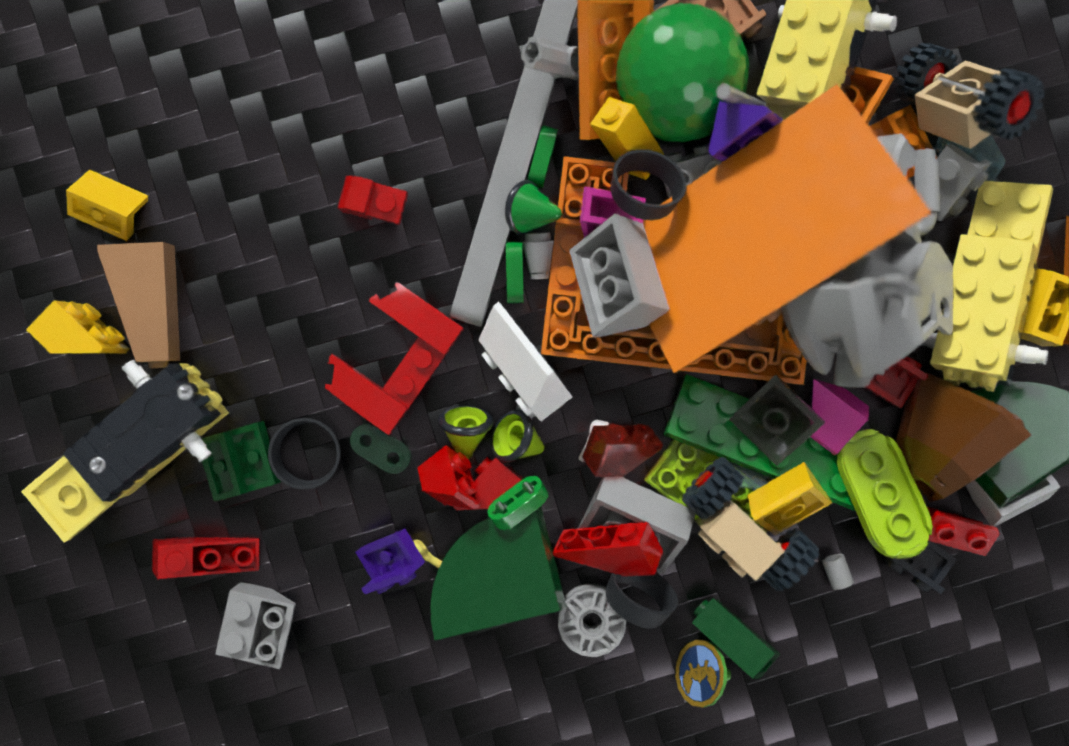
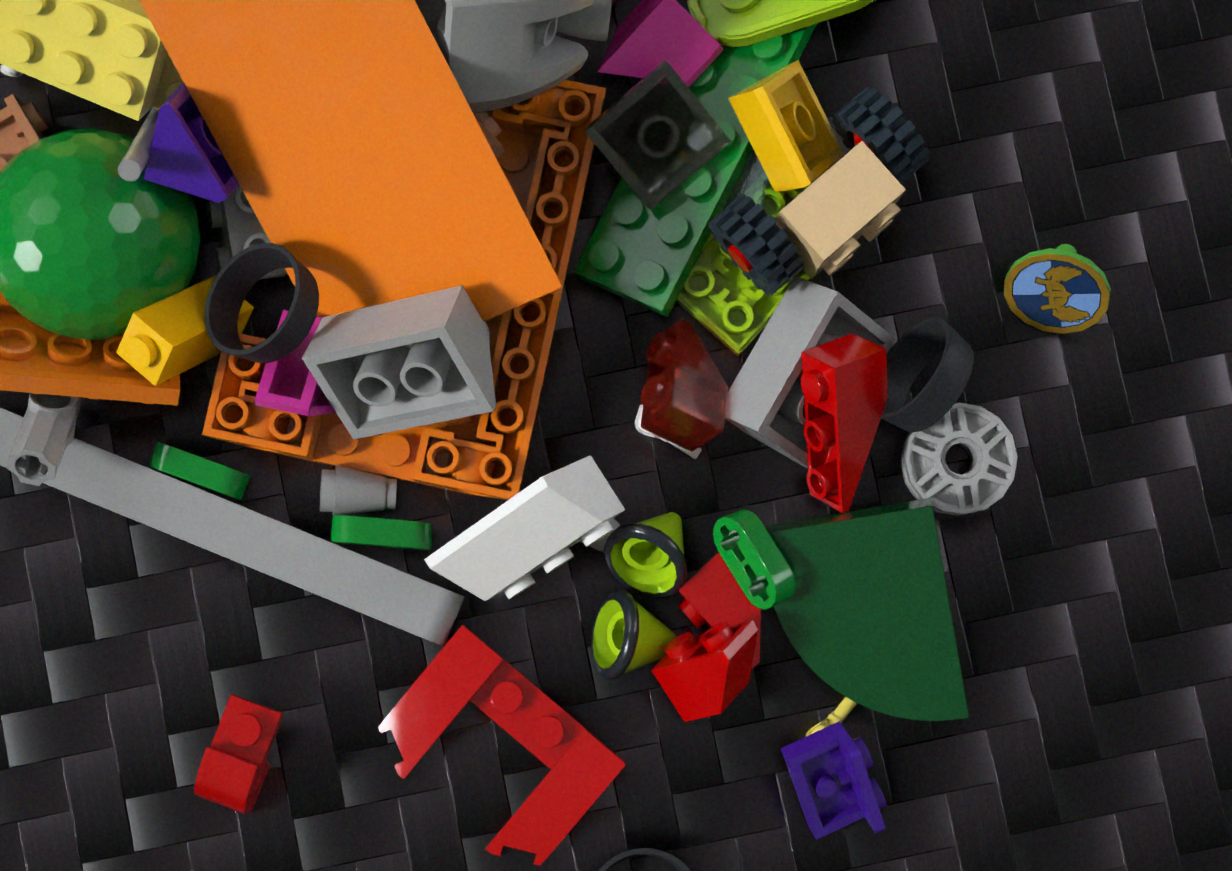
camera: 85 degrees left, 5 degrees down
(380, 448) = (649, 782): clear green plate -> none
(529, 208) = (280, 497): green hat -> none
(735, 638) = (1004, 231): dark green slope -> none
(838, 571) = (912, 60): light grey hinge -> none

